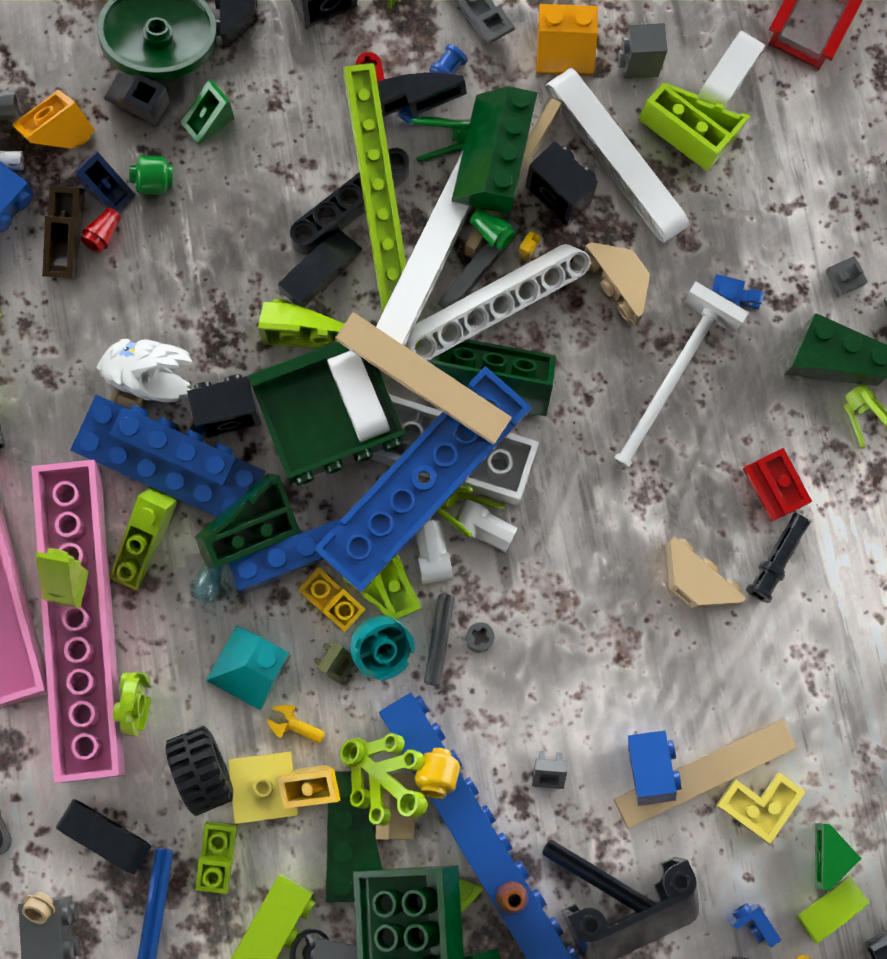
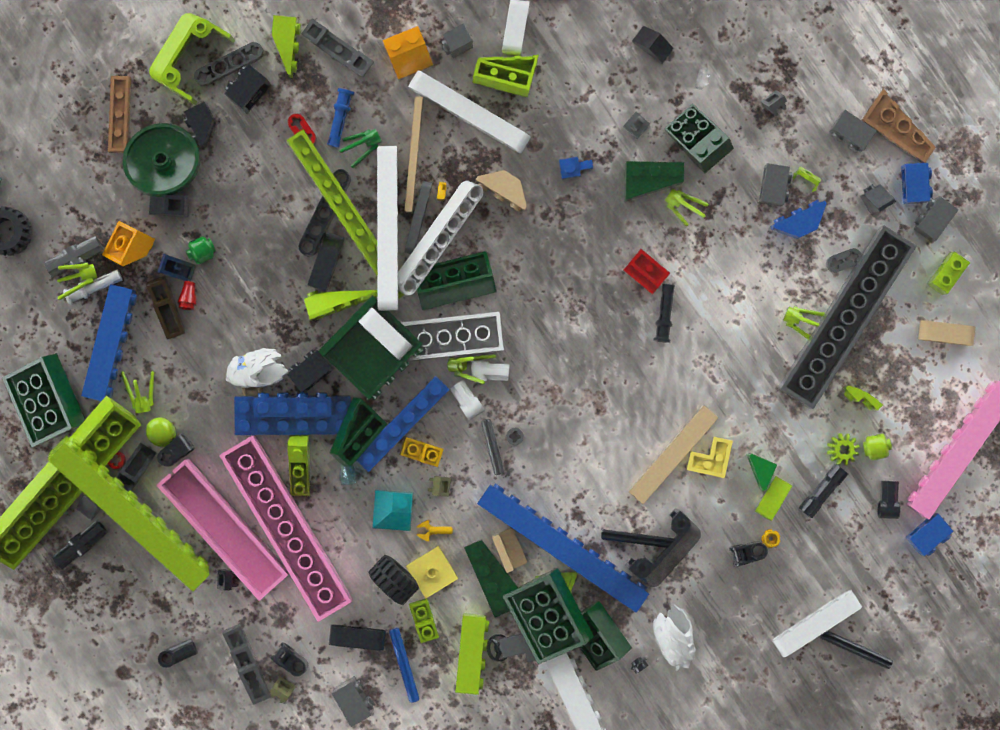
camera: 25 degrees left, 10 degrees up
(38, 908) = (343, 690): tan plate -> none
(61, 578) = (270, 512): lime slope -> none
(133, 706) = (341, 562): lime plate -> none
(208, 113) = (215, 198): green slope -> none
(309, 787) = (457, 561): yellow slope -> none
(356, 755) = (476, 532): lime plant -> none
(381, 647) = (462, 467): teal cylinder -> none
(392, 591) = (449, 430): lime wing -> none
(401, 504) = (449, 344): blue piece -> none
(419, 91) = (334, 130): black slope -> none
(423, 378) = (418, 309): tan tile -> none
(438, 774) = (524, 523): yellow head -> none
(493, 229) = (417, 196): green cone -> none
(494, 149) = (396, 147): dark green slope -> none
(505, 891) = (594, 566): dark orange cone -> none
(549, 772) = (586, 493): dark grey tile -> none
(561, 182) = (444, 147): black brick -> none
(652, 767) = (642, 466): blue brick -> none
(697, 579) = (623, 348): tan slope -> none
(714, 310) = (566, 188): white tile -> none
(761, 927) = (738, 526): blue bracket -> none

